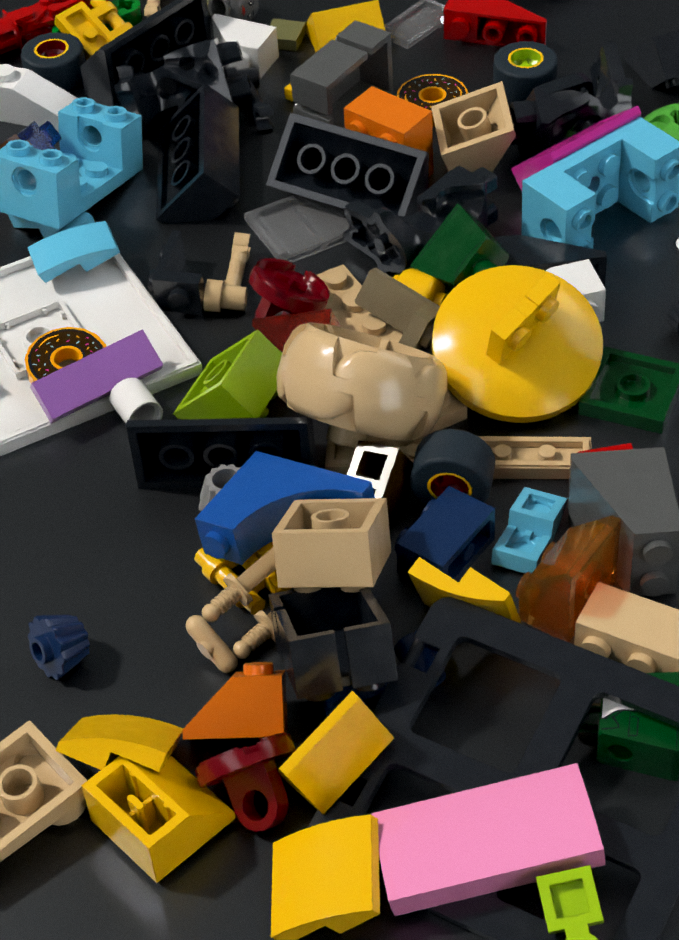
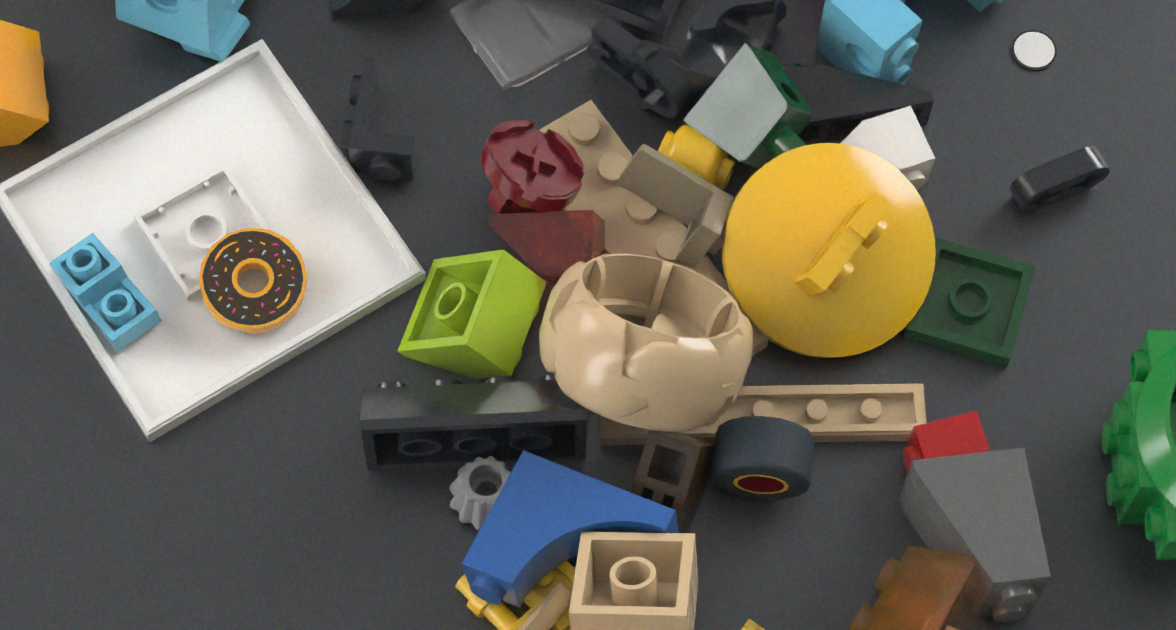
camera: 10 degrees left, 20 degrees up
(80, 245) = (235, 89): medium azure slope -> none
(95, 376) = (298, 311): medium lavender tile -> none
(134, 401) = (351, 347): white beam -> none
(230, 293) = (445, 152): tan brick -> none
(447, 534) = (758, 553): dark blue brick -> none
(529, 530) = (856, 529): medium azure slope -> none

